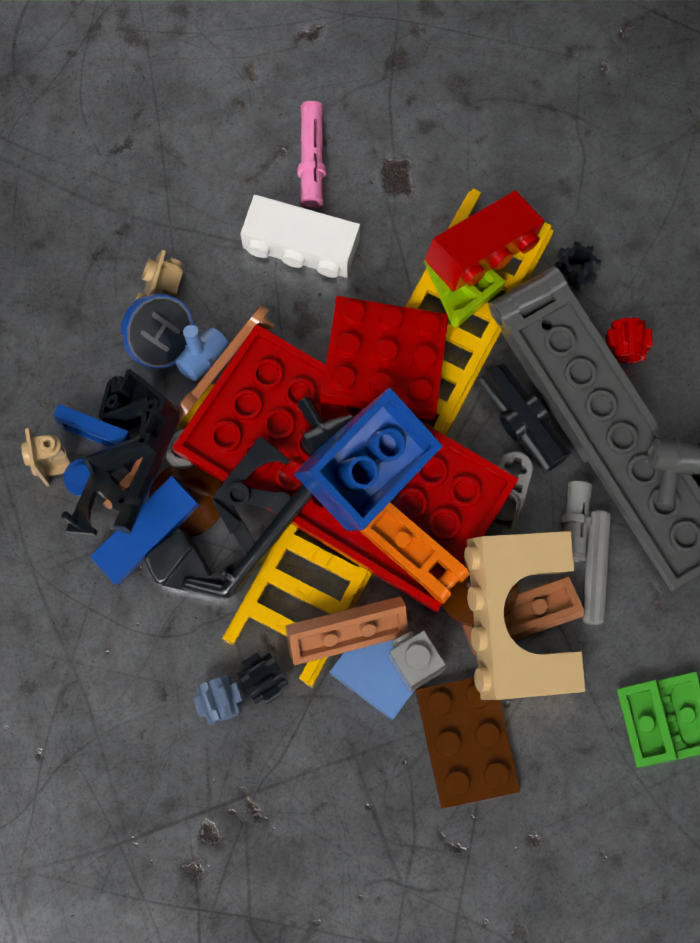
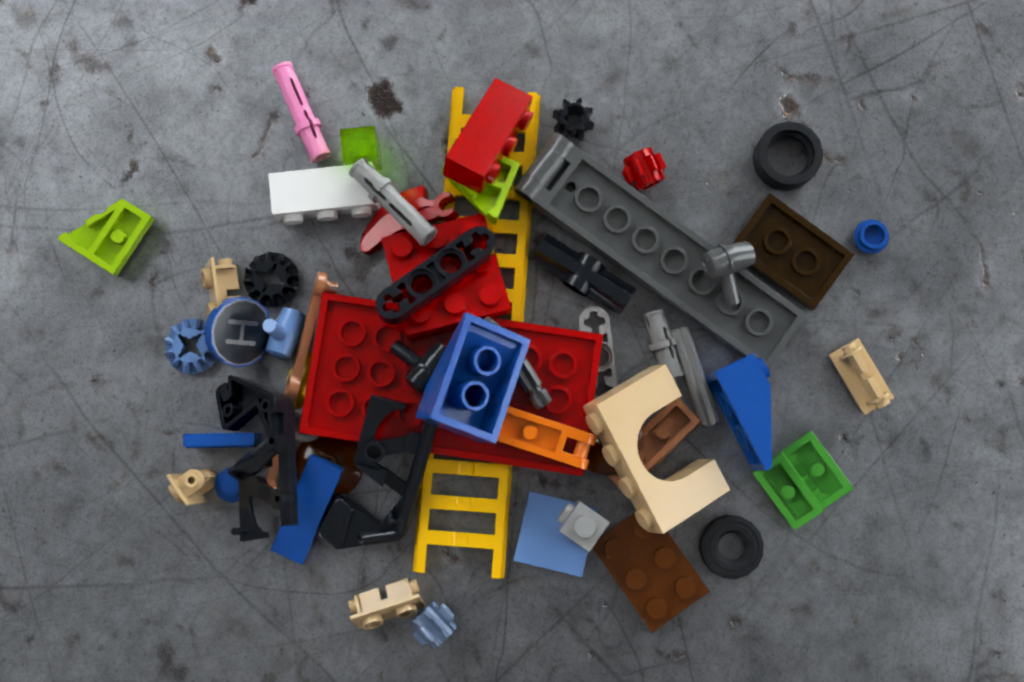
camera: 25 degrees left, 10 degrees up
(76, 195) = (110, 236): none -> lime wing
(97, 344) = (175, 346): none -> medium blue gear
(162, 660) = (373, 610): none -> tan hinge
(211, 314) = (276, 294): none -> black gear
(262, 678) = (460, 591): black gear -> none
(347, 630) = (515, 524): nougat plate -> none
(357, 205) = (361, 143): none -> clear neon green brick
(358, 252) = (382, 191): none -> light grey pin
(373, 342) = (439, 278): none -> black beam
(374, 285) = (384, 223): none -> red piece
(425, 496) = (532, 384): none -> dark grey axle
(587, 756) = (752, 552): none -> black tyre
(636, 599) = (746, 405): none -> blue slope

